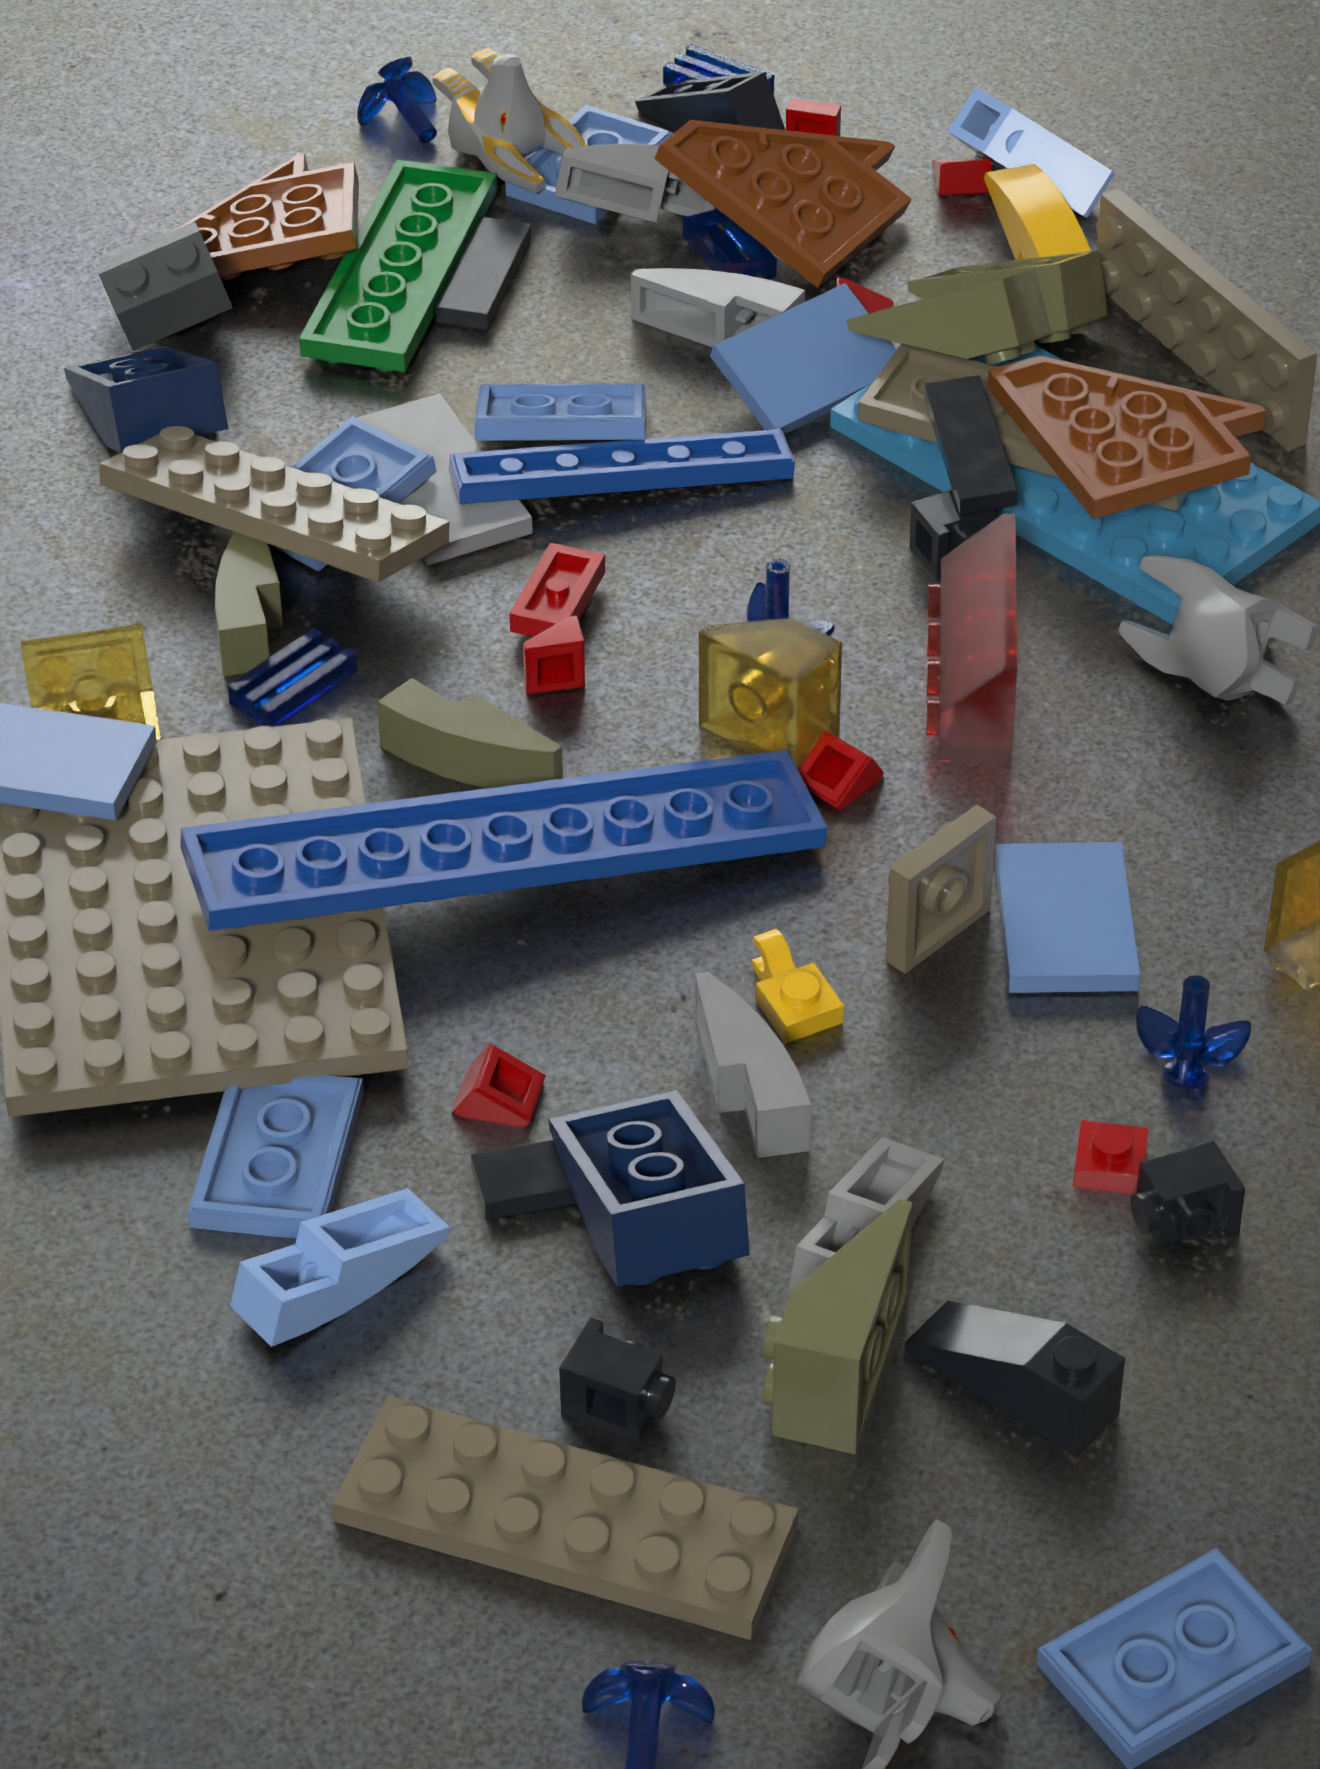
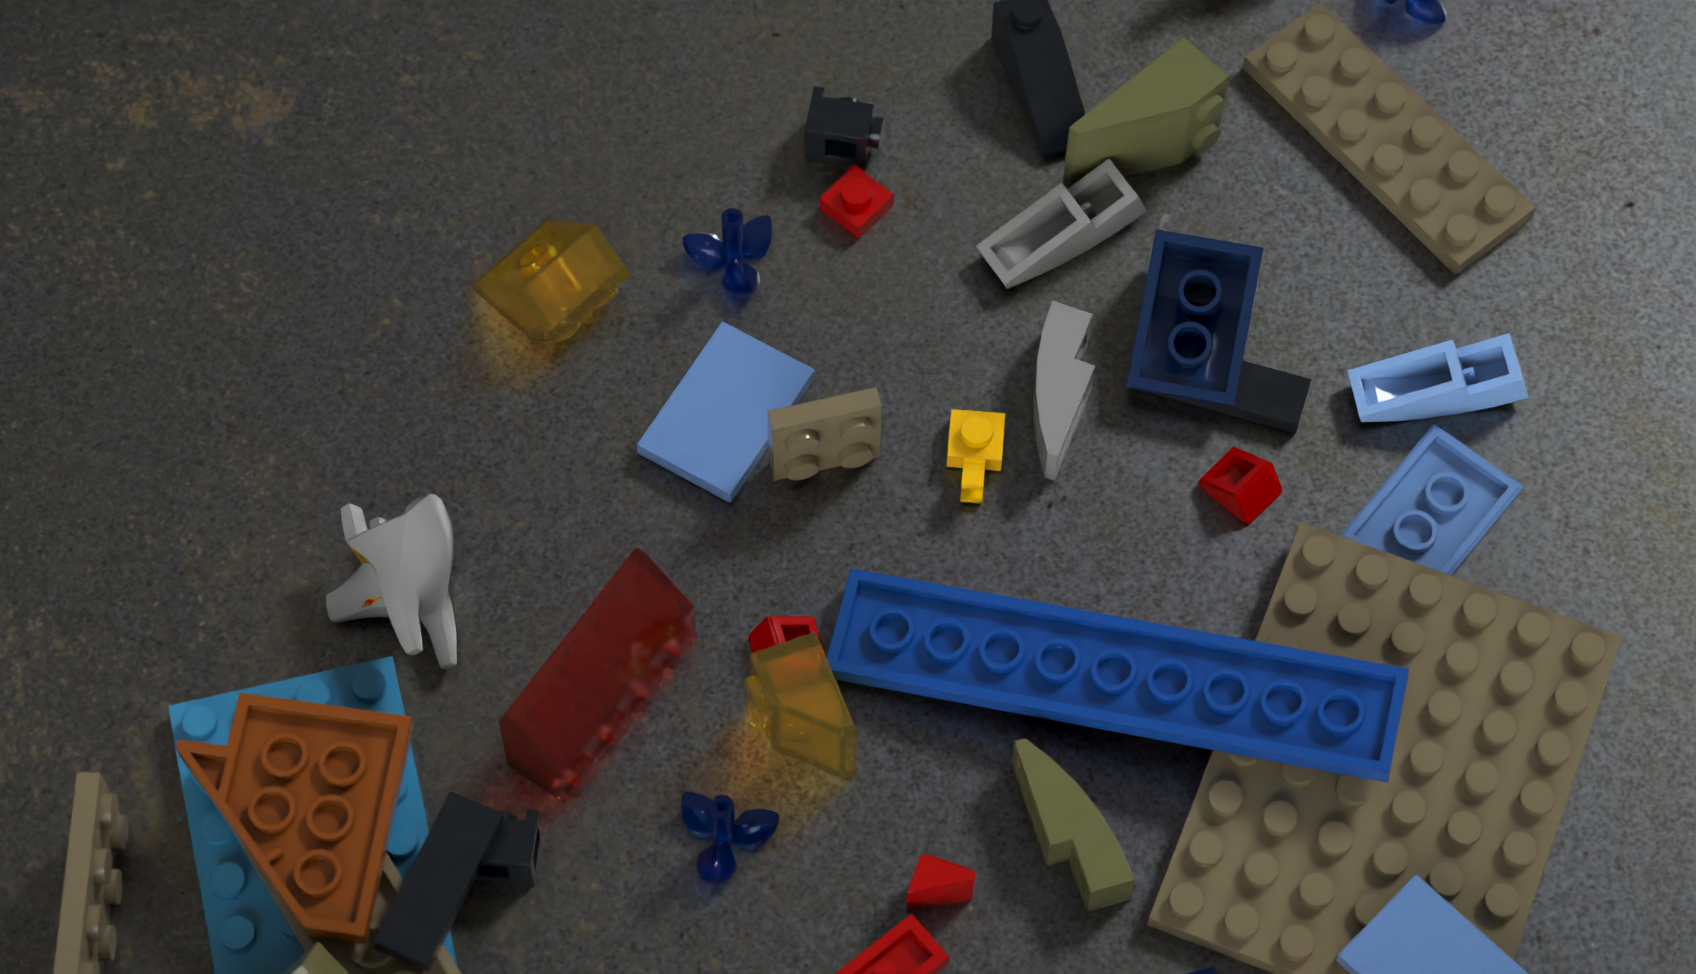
camera: 150 degrees left, 20 degrees up
(614, 1383) = (1308, 192): black brick -> none

